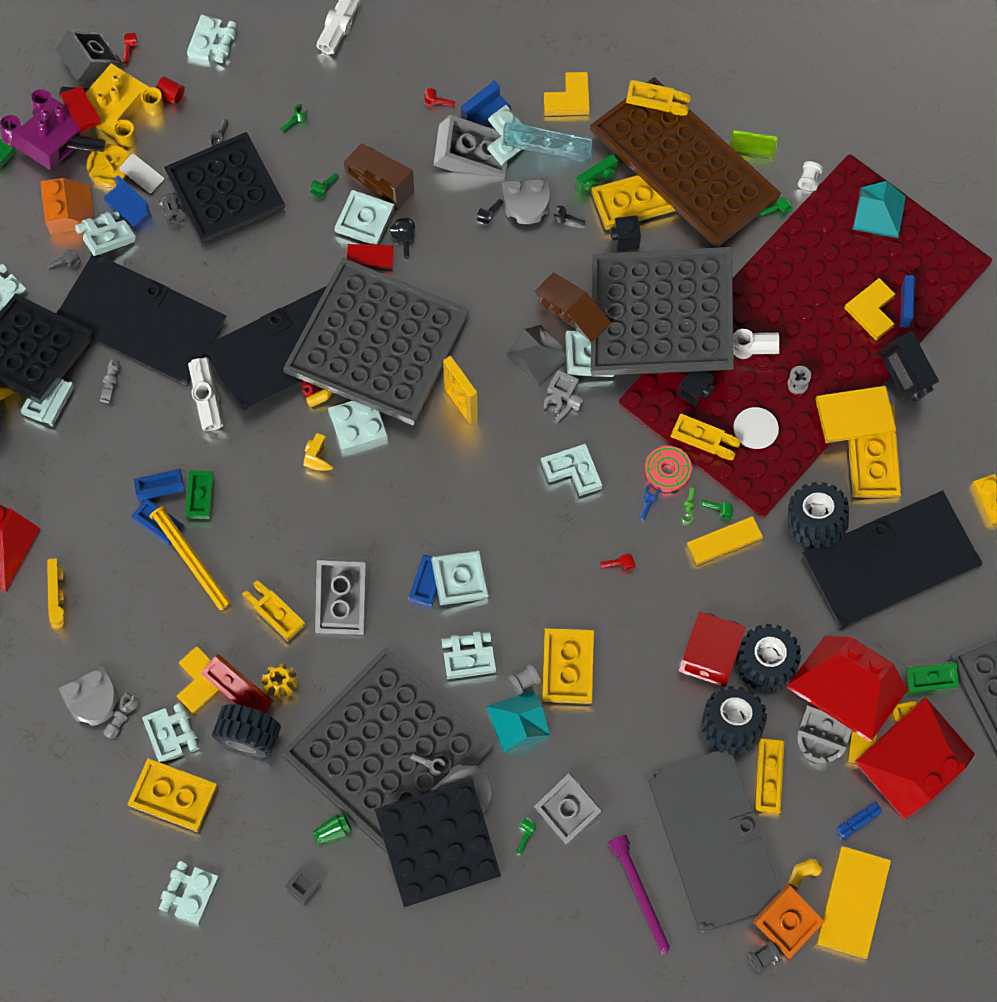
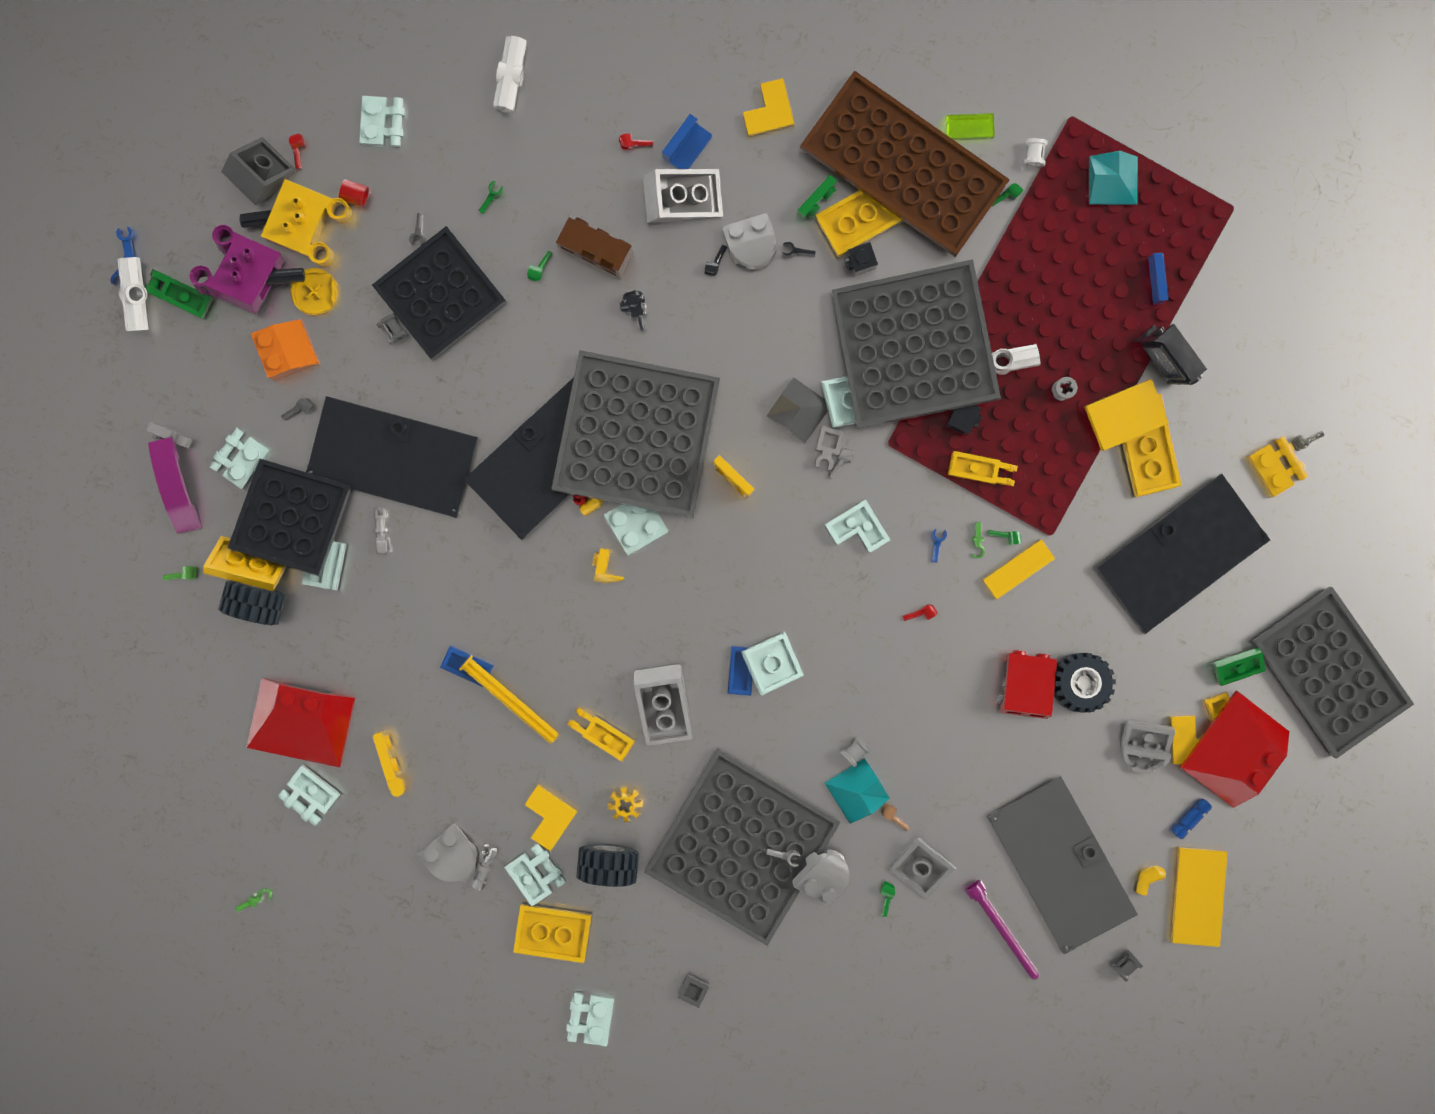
camera: 15 degrees left, 20 degrees up
(80, 108) = (268, 242): red tile -> none
(106, 238) = (336, 377): light aqua plate -> none
(128, 204) = (345, 334): blue panel -> none
(141, 173) = (350, 294): white sticker -> none
(159, 484) = (458, 630): blue tile -> none
(199, 494) = (500, 632): green plate -> none
(209, 407) = (472, 514): white piece -> none
(235, 685) = (587, 820): red plate -> none
(332, 829) = (710, 932): green cone -> none
(364, 218) = (590, 297): light aqua plate -> none
(371, 255) = (606, 338): red tile -> none
(437, 842) = (809, 929): black plate -> none
(468, 662) = (799, 745): light aqua plate -> none
(501, 152) = (723, 173): light aqua plate -> none
(545, 749) = (889, 813): none -> medium nougat hand
(547, 142) = (759, 173): clear light blue tile -> none
(568, 666) = (893, 729): yellow plate -> none
(572, 306) = (822, 359): reddish brown wedge -> none
(658, 97) = (863, 98): yellow hinge -> none
(674, 457) = (963, 501): coral tile -> none
(733, 720) = (1061, 754): black wheel -> none
(756, 428) = (1029, 445): white sticker -> none
(769, 776) = (1101, 793): yellow tile -> none
(788, 921) = (1144, 932): orange plate -> none
(818, 515) = (1107, 529): black wheel -> none
(850, 684) = (1163, 694): red slope -> none
(866, 308) = (1117, 292): yellow tile -> none

